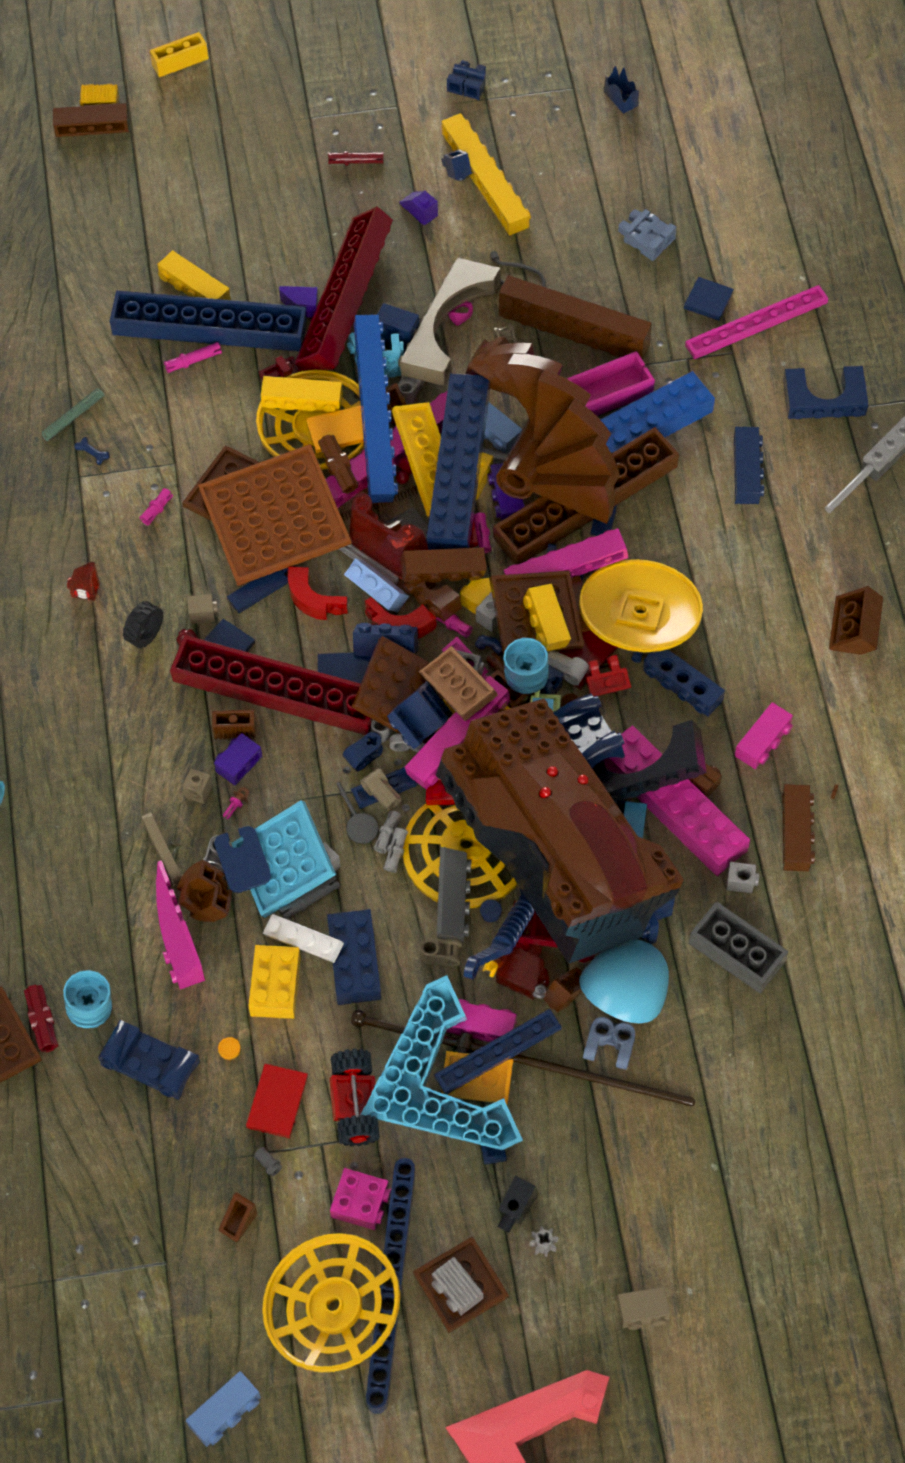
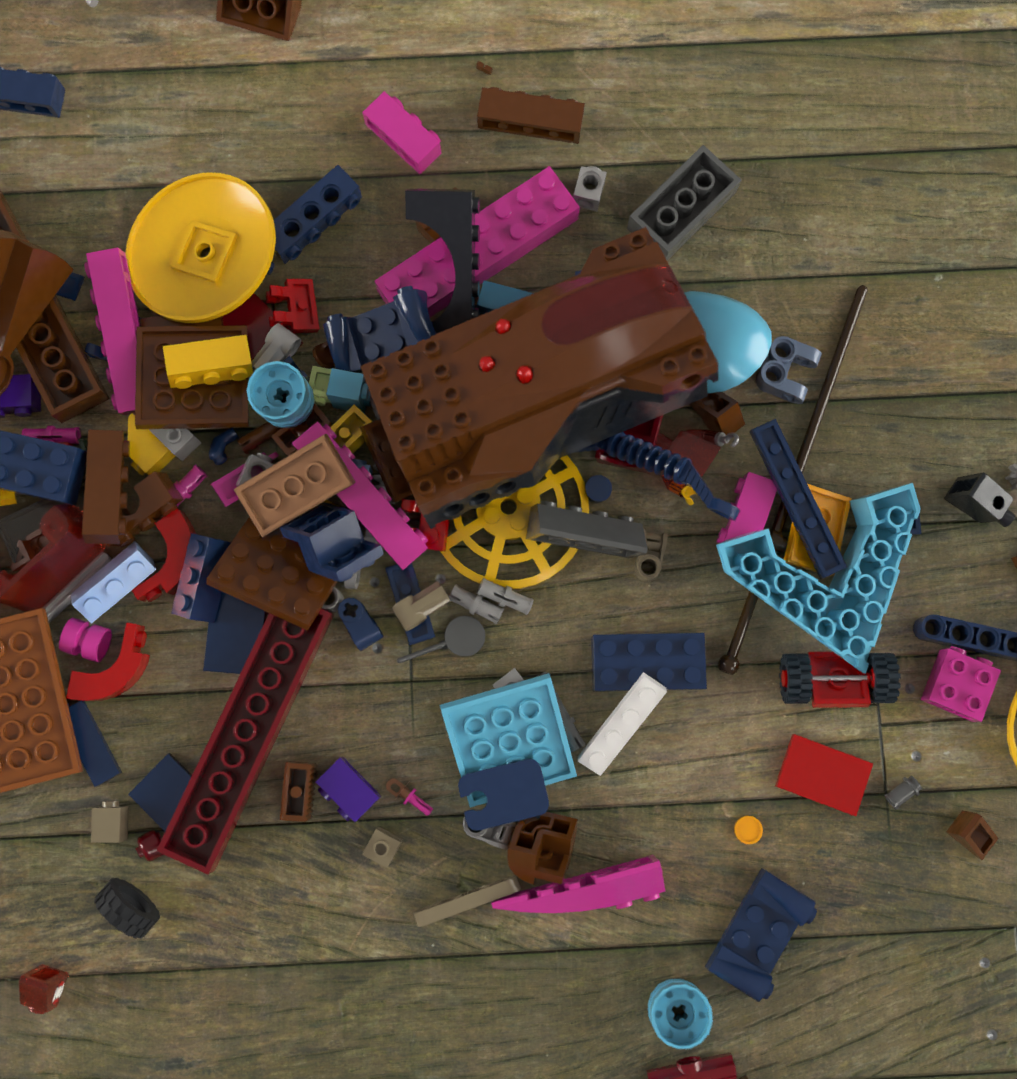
camera: 85 degrees left, 20 degrees up
(274, 981) = (672, 765): yellow brick -> none
(331, 574) = (89, 641): none -> dark pink wheel

